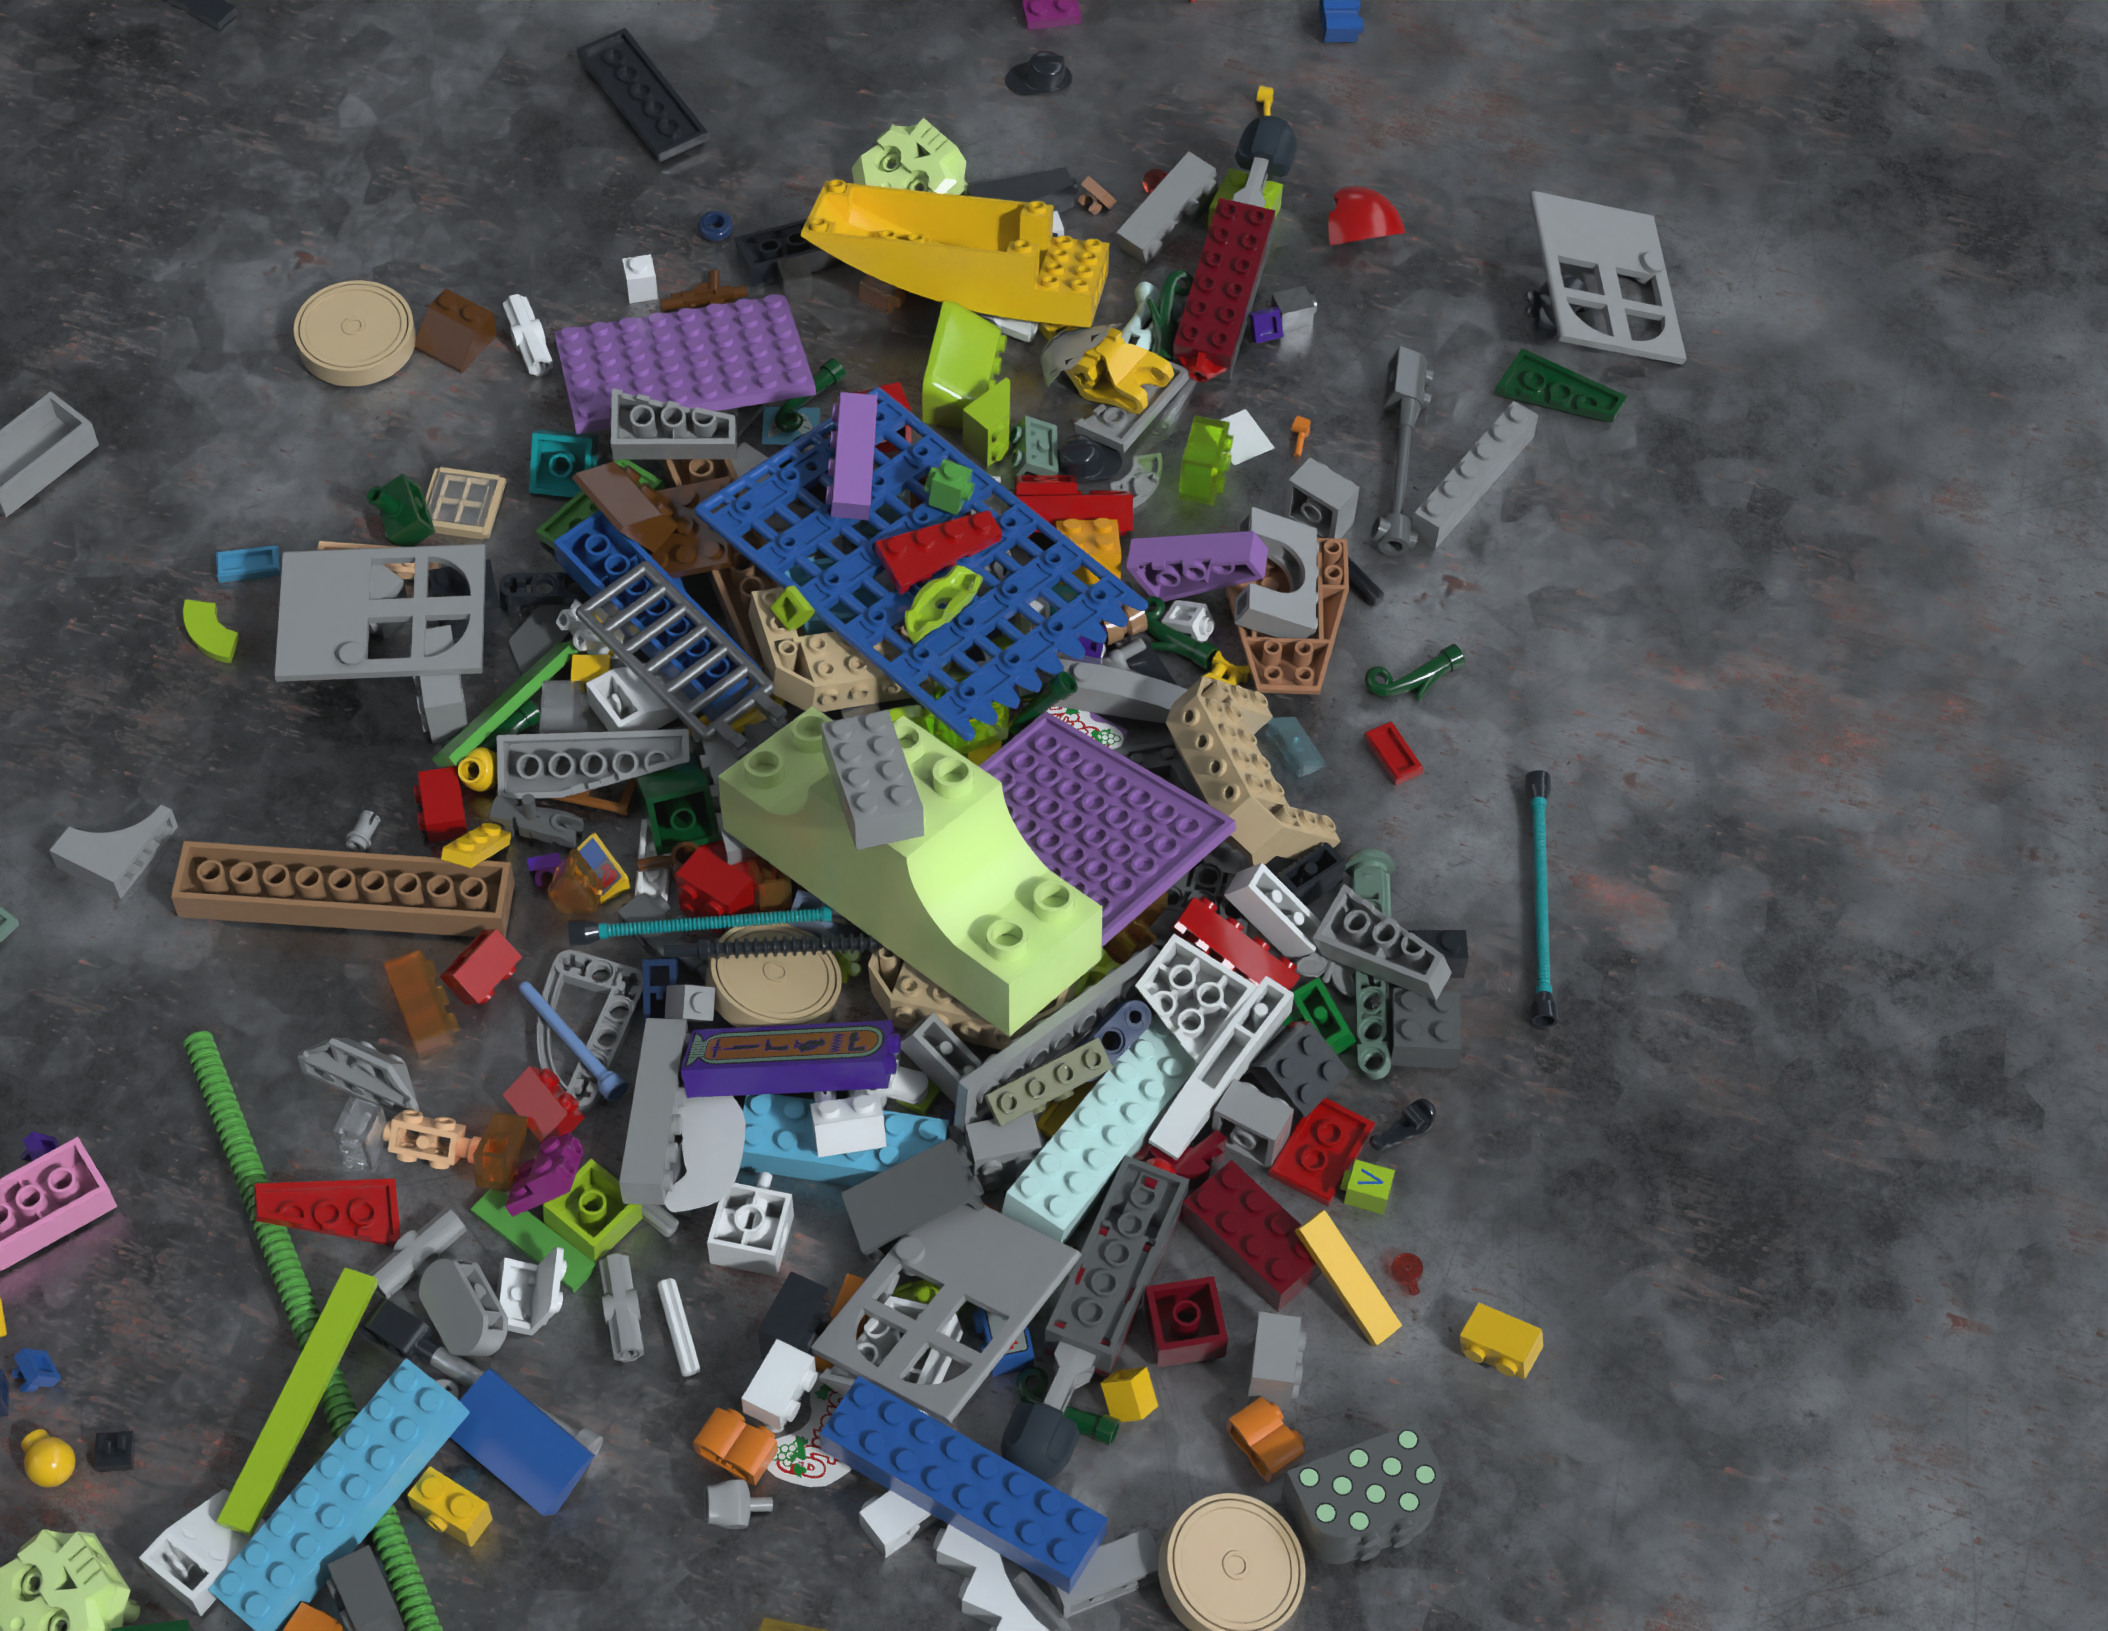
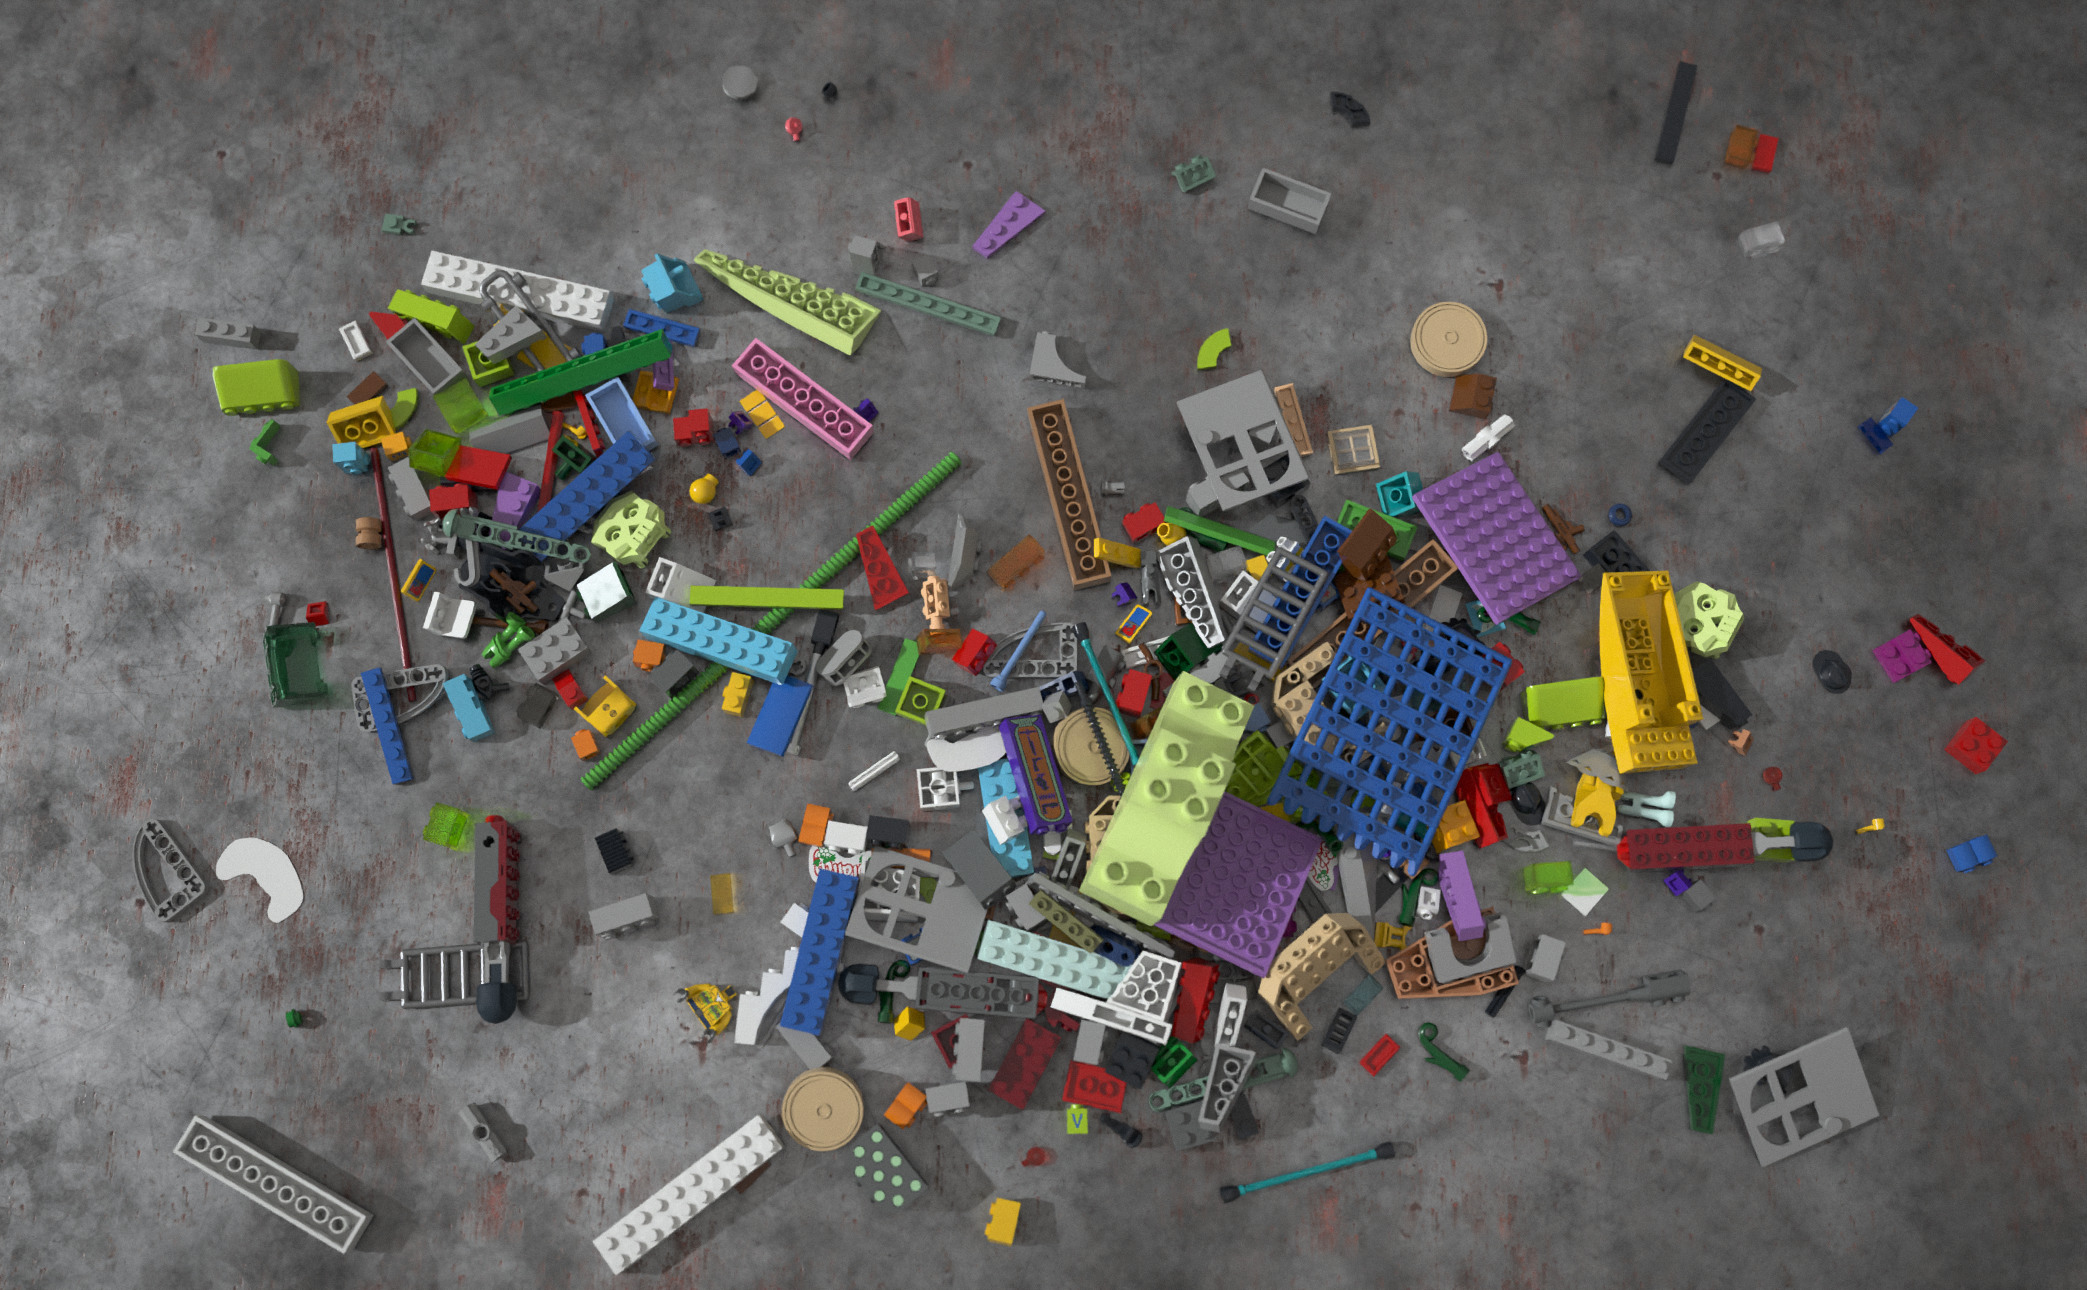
camera: 75 degrees right, 20 degrees up
(248, 564) = (1266, 350): dark azure tile -> none
(402, 511) = (1329, 420): dark green brick -> none
(416, 1252) = (871, 621): light grey piece -> none
(481, 967) = (1046, 585): red brick -> none
(547, 1175) = (929, 670): magenta plate -> none
(555, 44) = (1722, 362): none -> yellow brick
(575, 885) = (1113, 616): clear orange slope -> none
(621, 1307) = (874, 737): light grey piece -> none
(640, 278) = (1556, 486): white brick -> none
(669, 431) = (1425, 545): light grey wedge -> none
(792, 608) = (1319, 669): lime brick -> none
(853, 456) = (1436, 666): medium lavender wedge -> none
(872, 780) = (1166, 763): light grey piece -> none
(927, 550) = (1390, 733): red wing -> none
(949, 486) = (1442, 730): bright green brick -> none
(956, 588) = (1368, 759): lime piece -> none
(1163, 316) = (1650, 816): dark green plant -> none
(1169, 208) = (1745, 792): light grey wedge -> none
(1209, 1290) = (969, 1049): none -> light grey brick
(1348, 1278) = (1010, 1124): yellow tile -> none
(1355, 806) = (1332, 1046): none -> black slope
(1362, 216) = (1793, 919): red brick -> none

